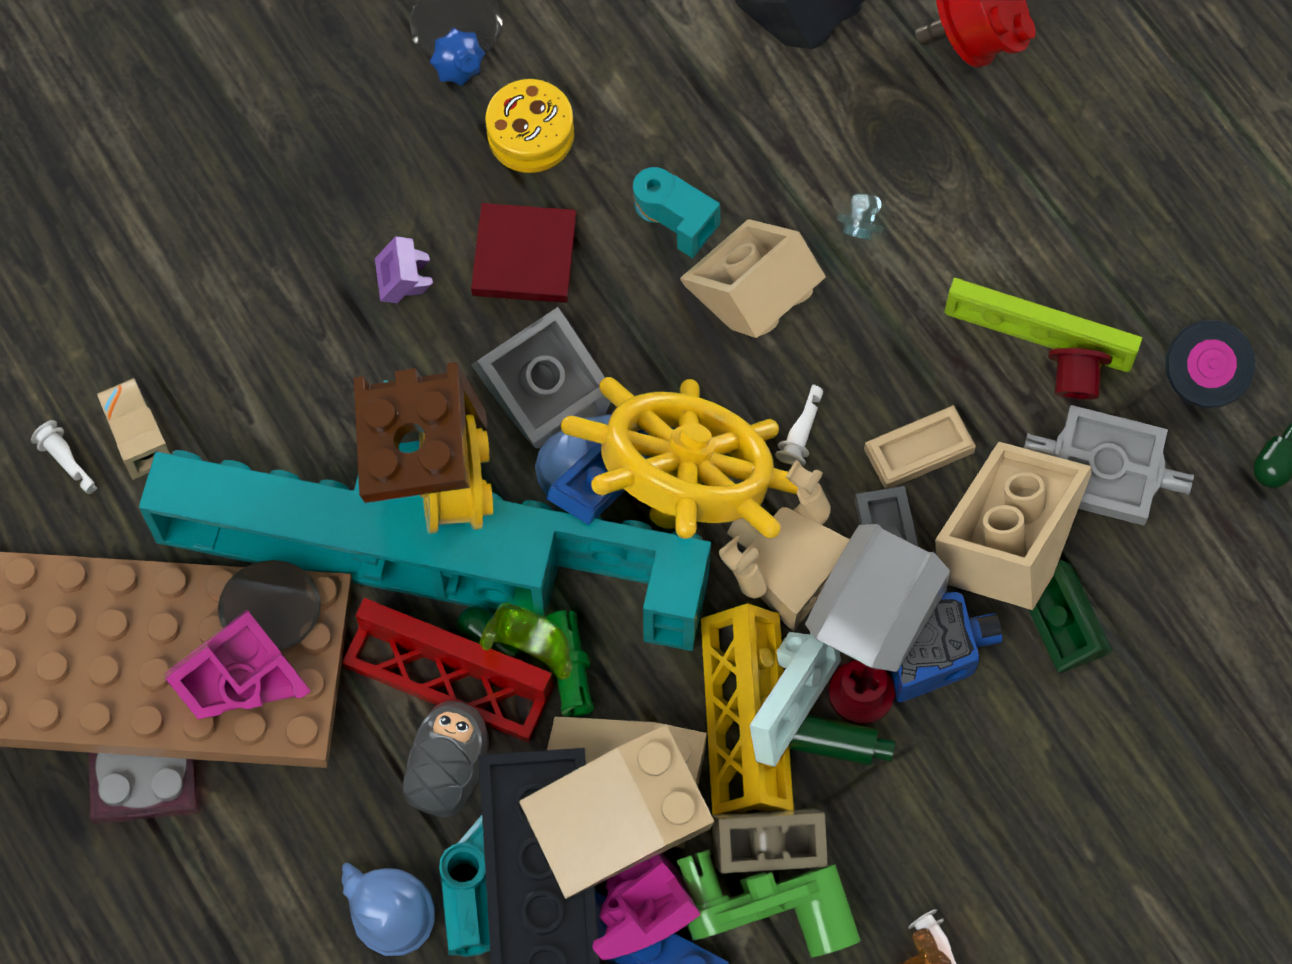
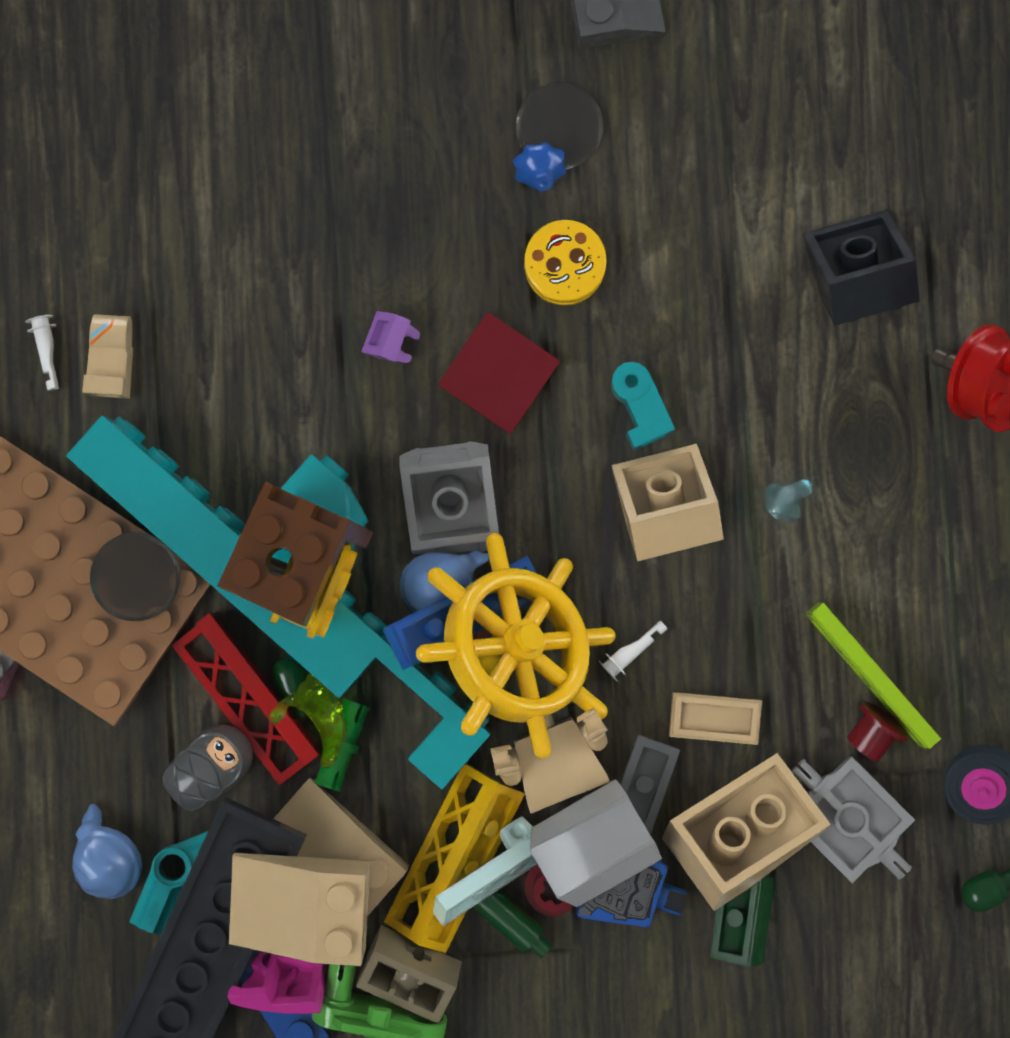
camera: 30 degrees right, 20 degrees up
(235, 671) = (78, 621): dark pink slope -> none

